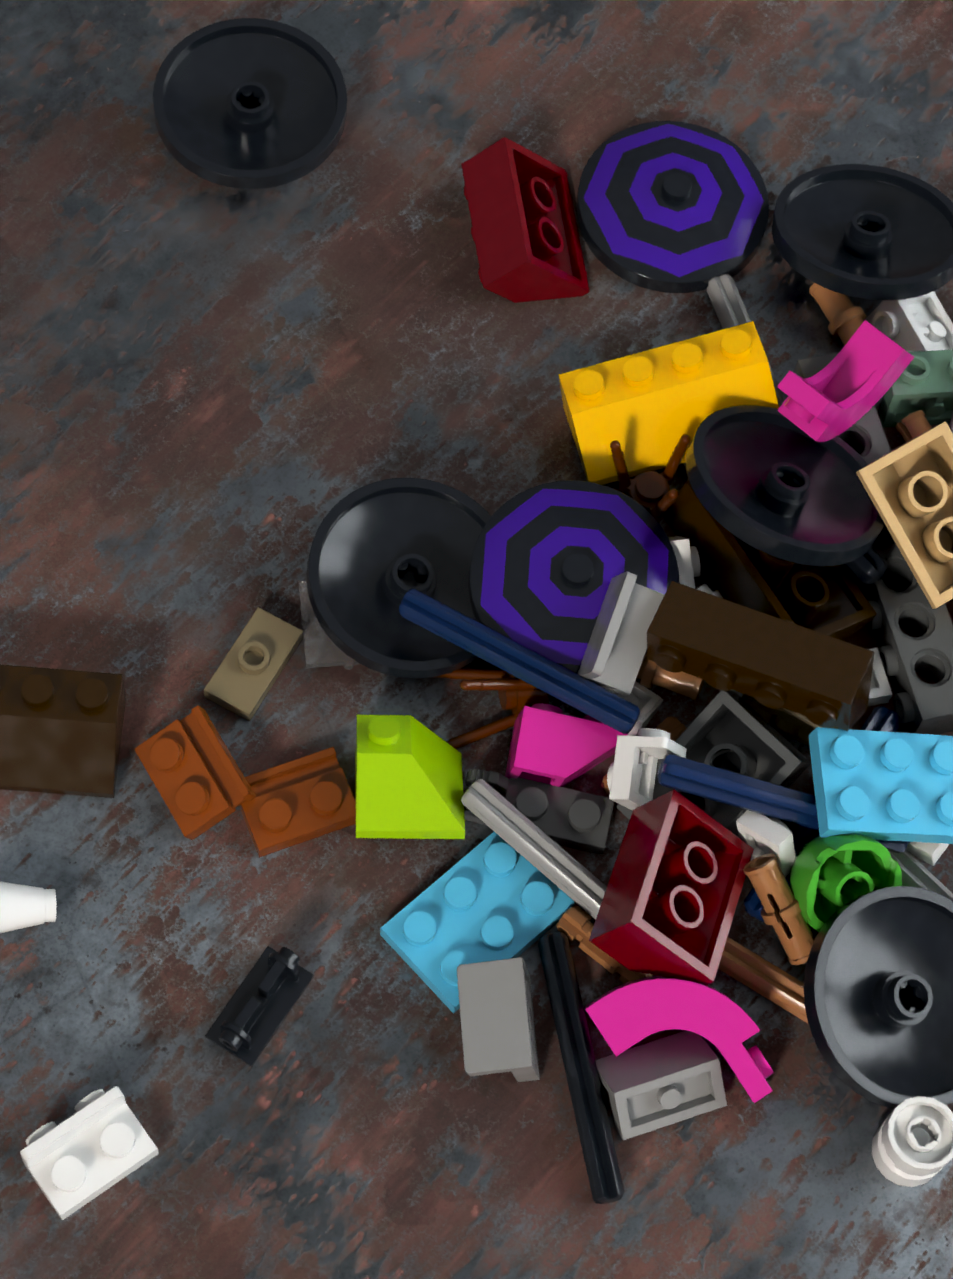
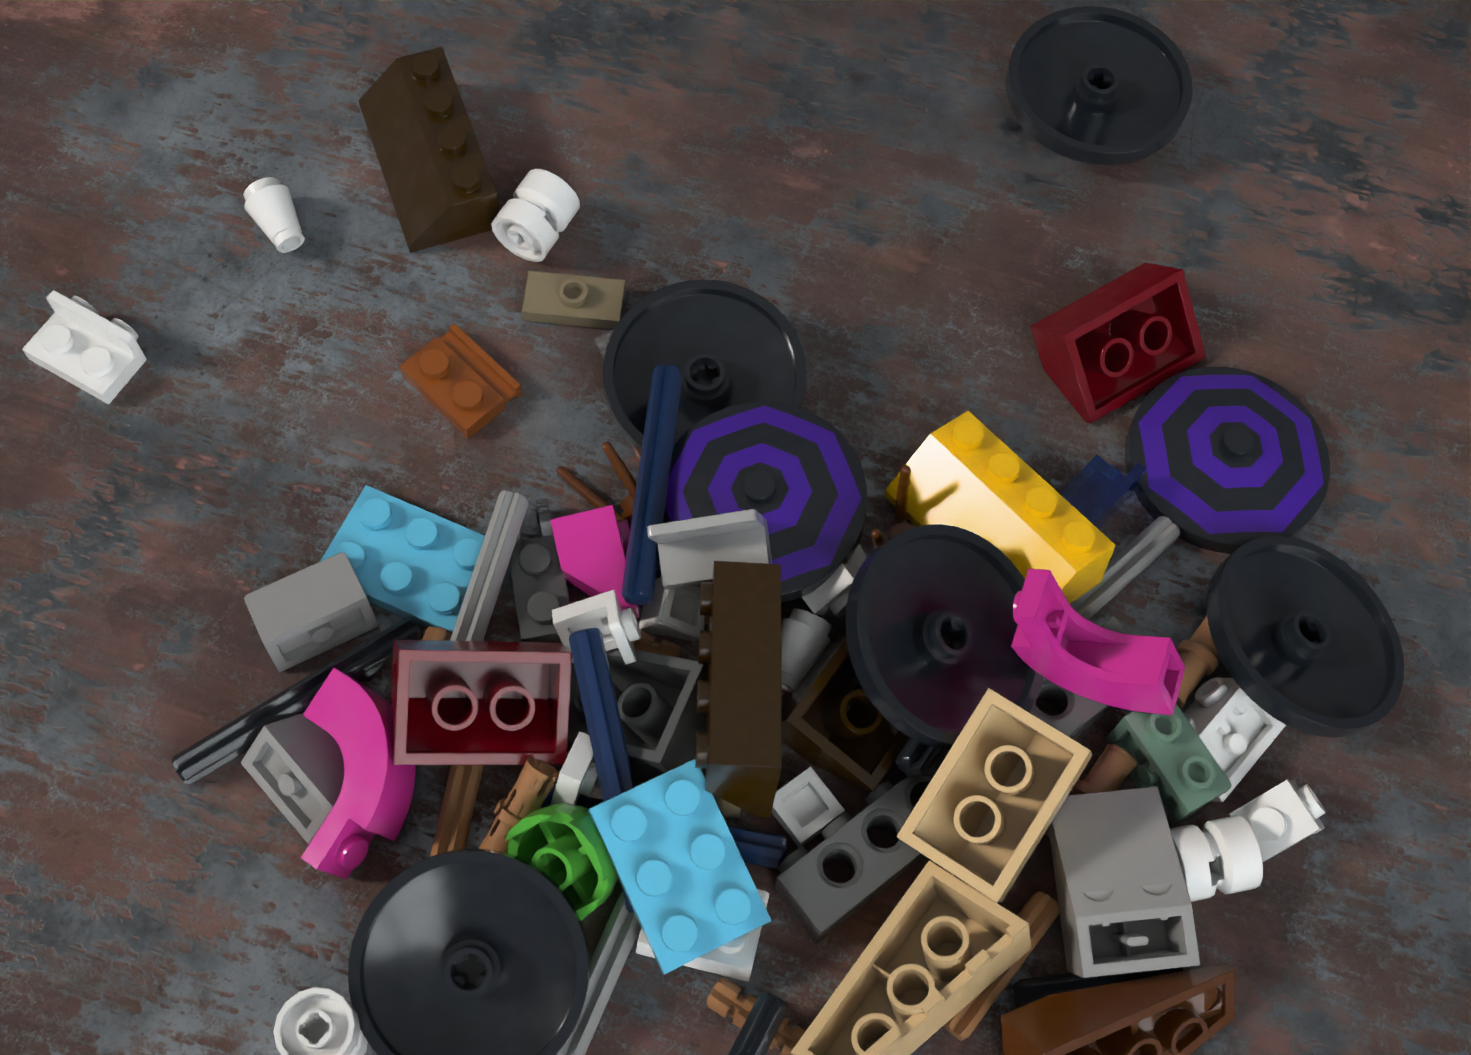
camera: 70 degrees right, 0 degrees up
(143, 649) = (536, 215): none -> white wheel
(194, 773) = (448, 292): dark orange plate -> none
(260, 1004) = (258, 422): black hinge -> none
(406, 781) = (505, 442): lime slope -> none
(668, 313) = (1101, 490): none -> clear blue panel

